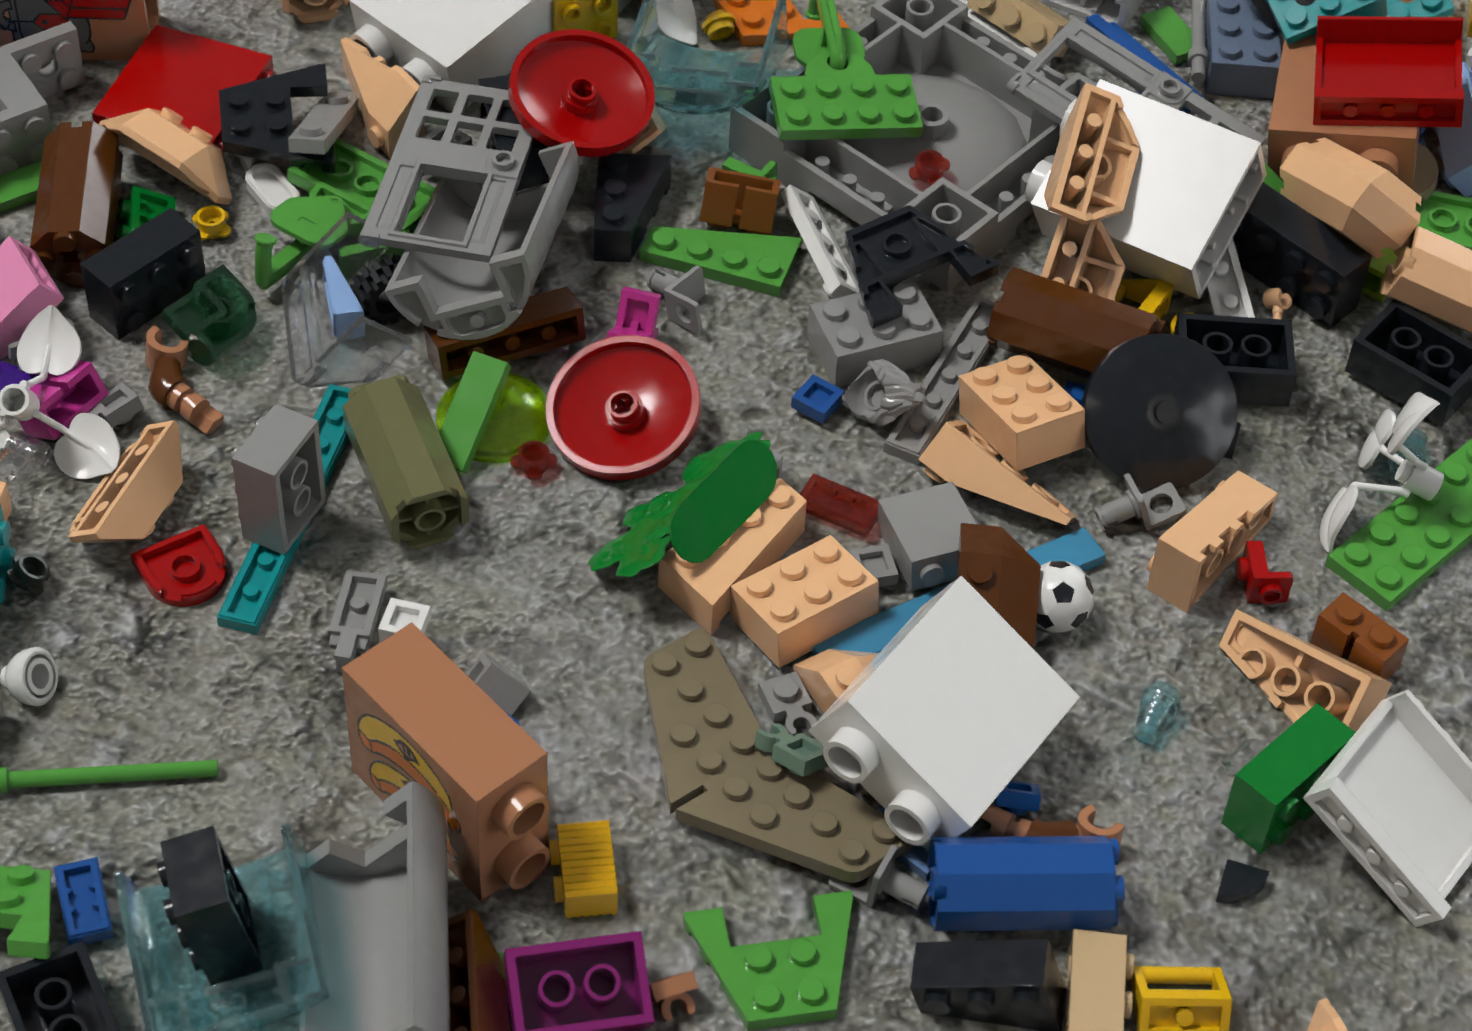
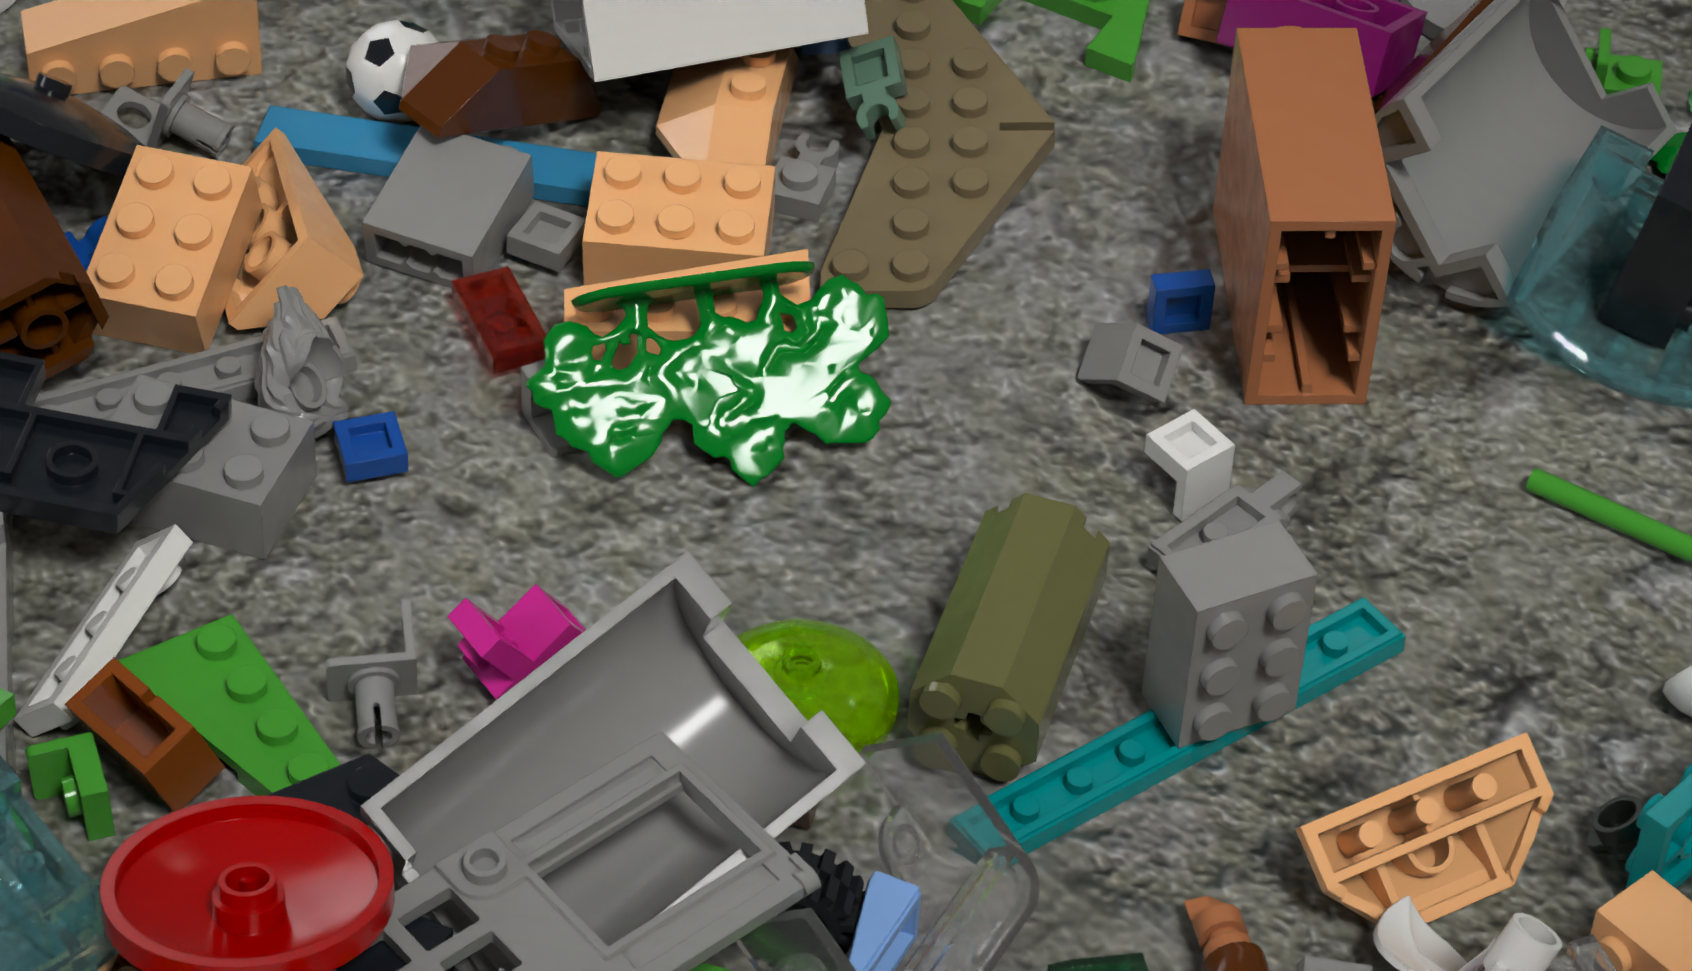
camera: 140 degrees left, 5 degrees down
(182, 568) = (1394, 732): red tile -> none
(472, 408) = (847, 650): bright green tile -> none
(533, 459) = (813, 593): clear red plate -> none
(586, 869) = (1185, 148): yellow brick -> none
(623, 407) = (618, 518): red dish -> none

